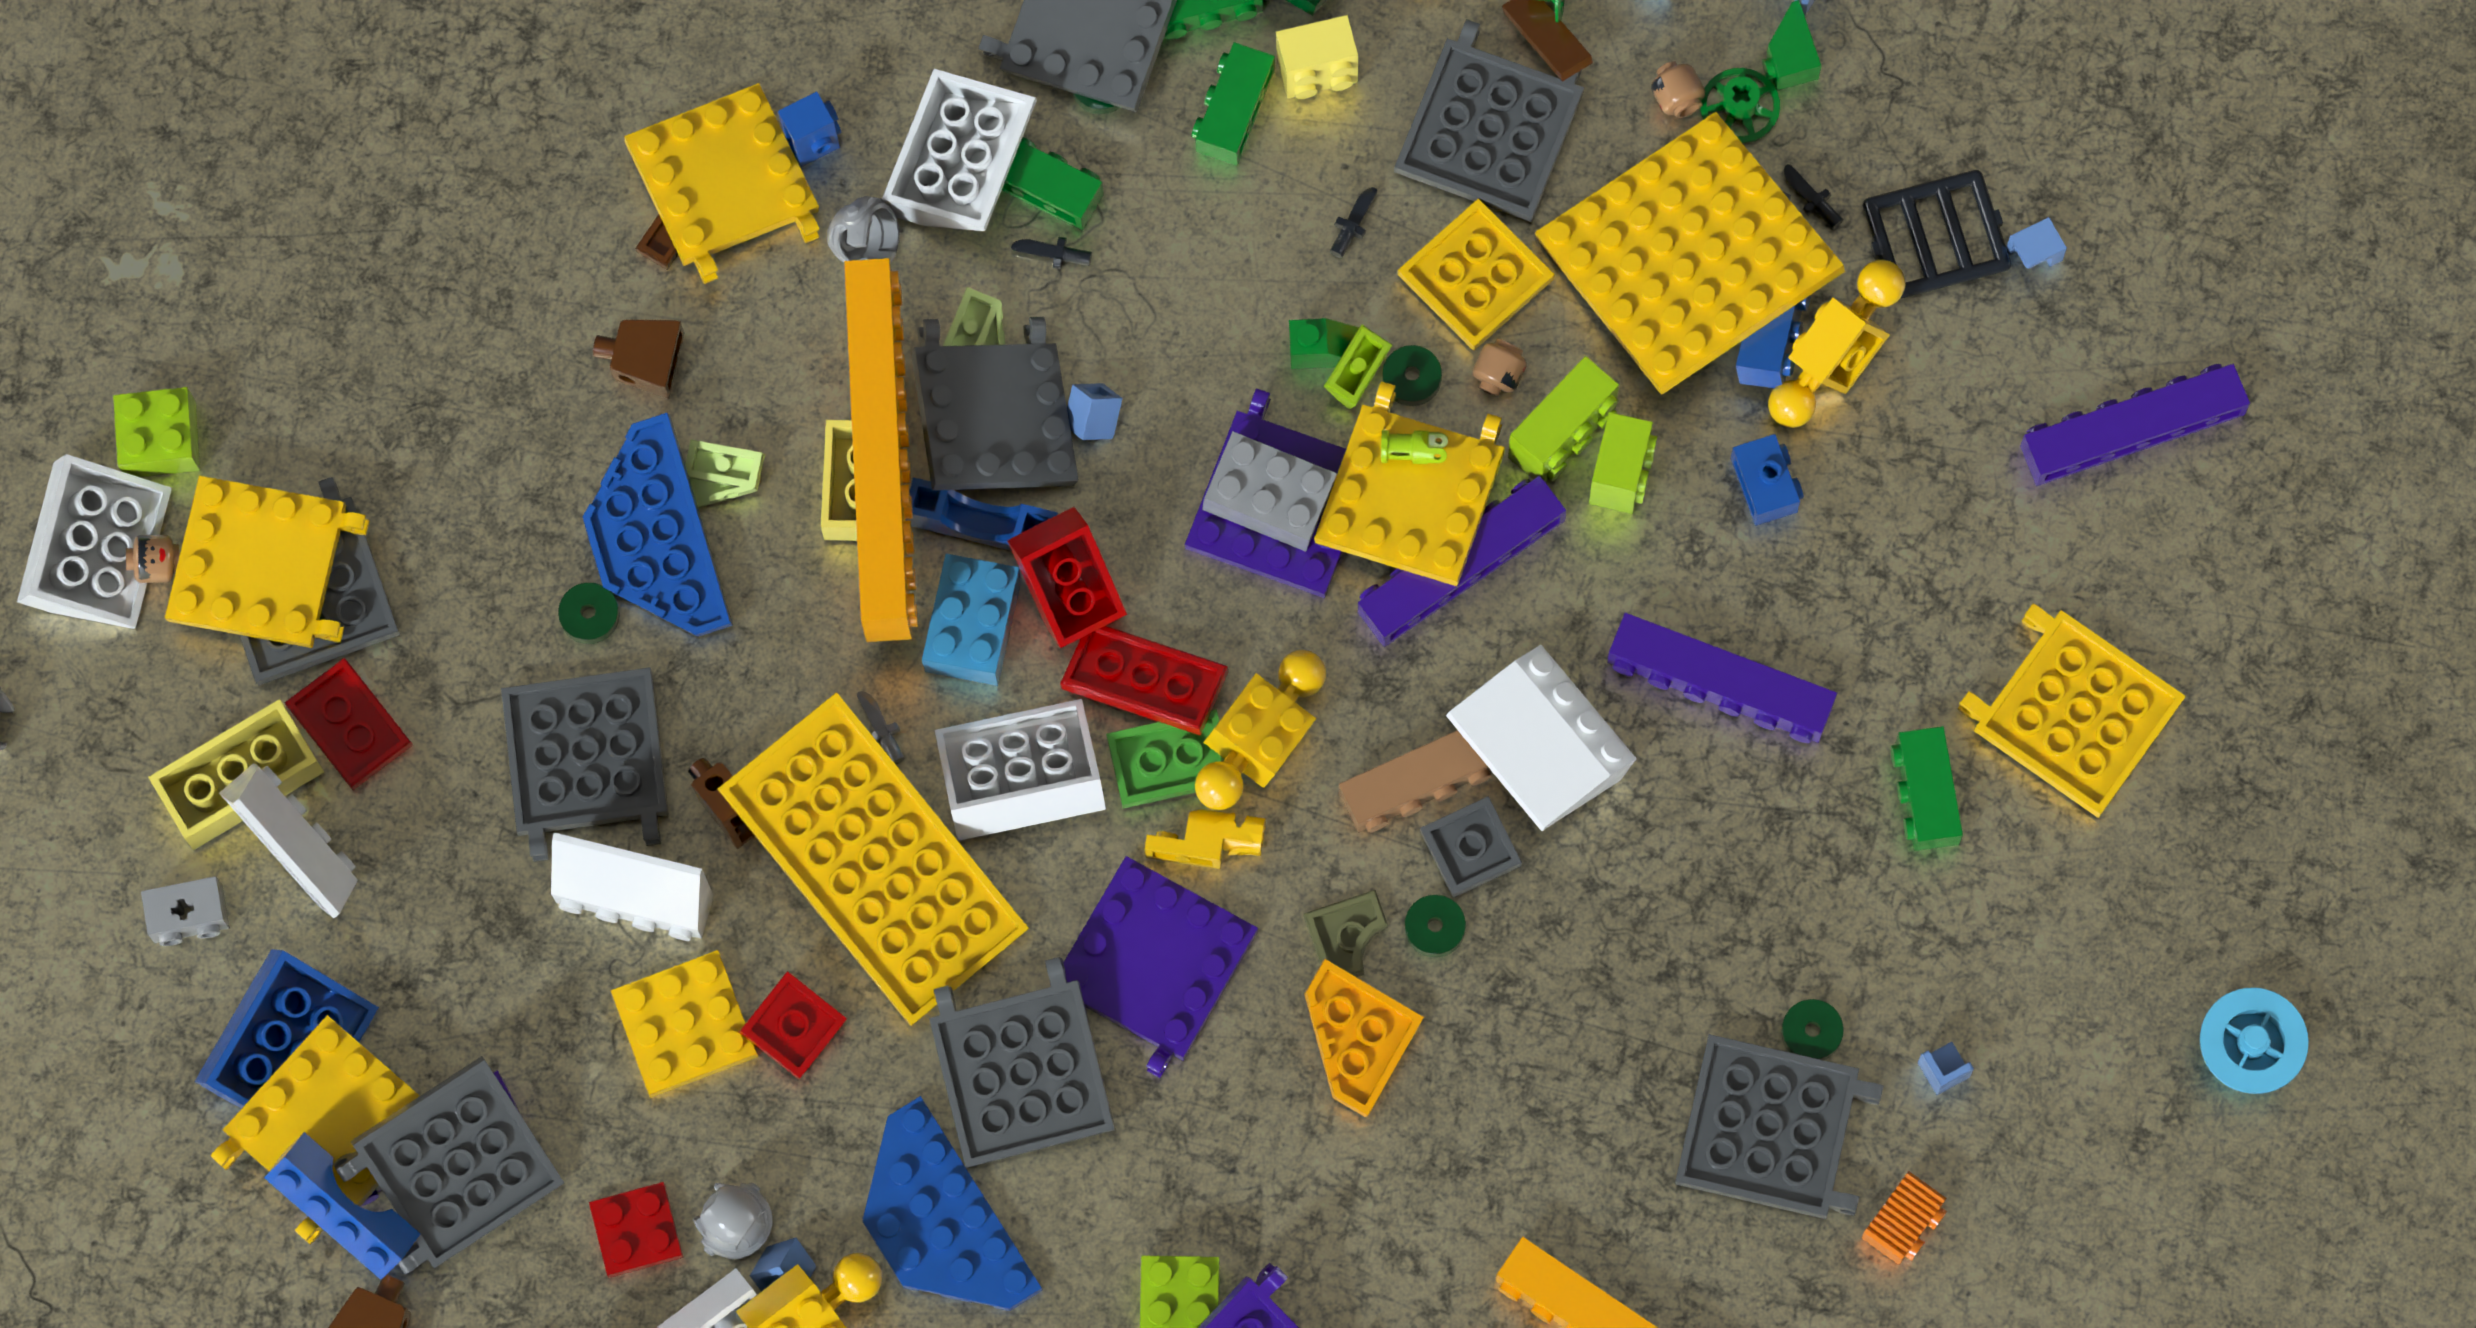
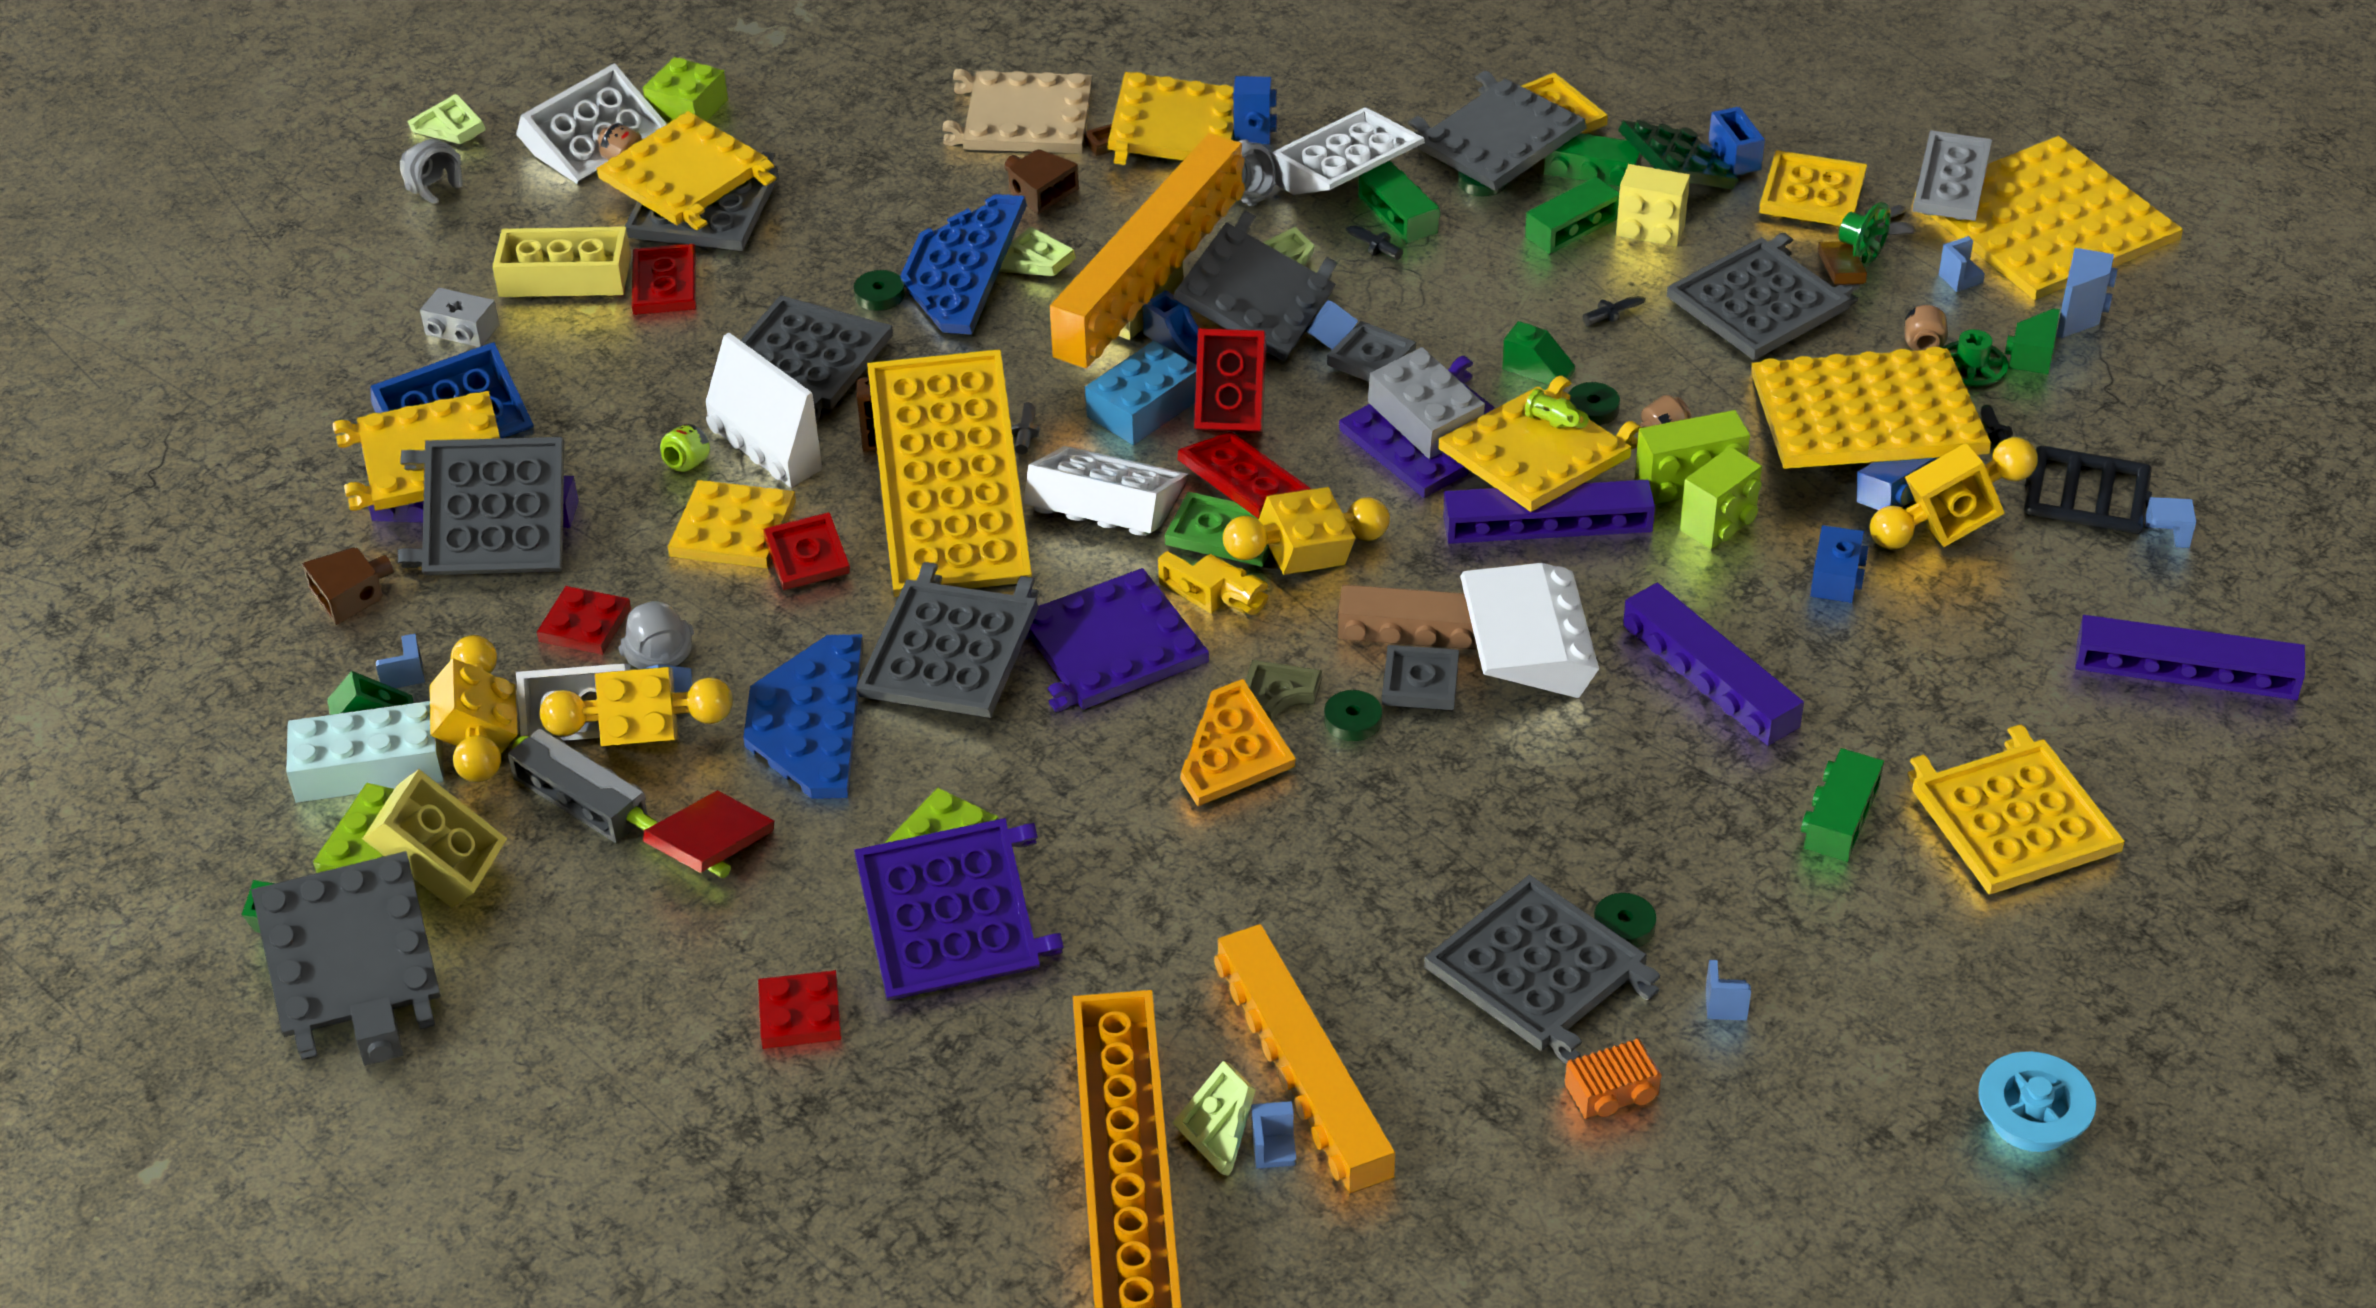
camera: 30 degrees right, 30 degrees down
(291, 838) = (557, 285): white slope -> none
(308, 1181) = (392, 515): blue arch -> none
(545, 246) = (1022, 111): none -> tan plate
(567, 958) = (684, 448): none -> lime head
(1157, 429) = (1367, 350): none -> dark grey plate
(1357, 366) = (1545, 370): lime slope -> none
(1476, 274) = (1688, 365): yellow plate -> none

